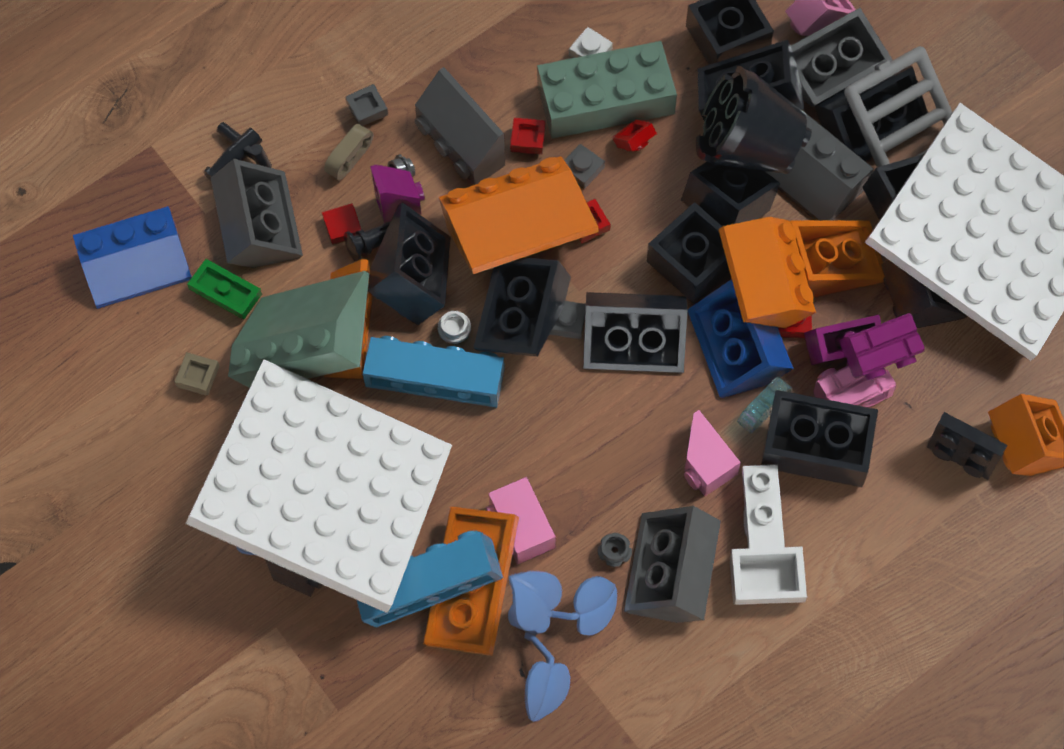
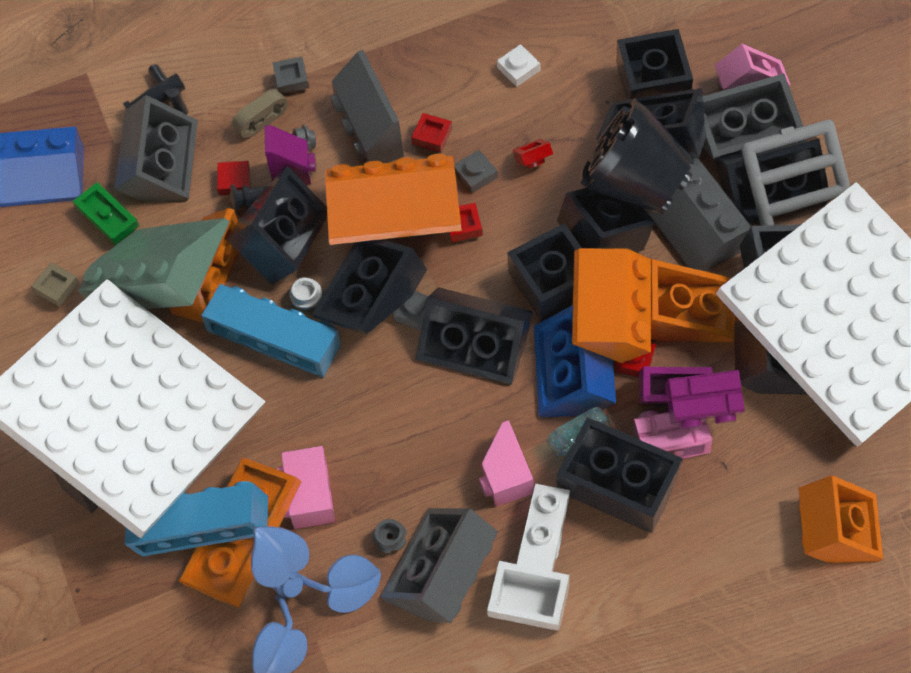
camera: 20 degrees right, 5 degrees down
(606, 89) = (518, 104): sand green brick -> none
(966, 446) = (764, 515): black plate -> none

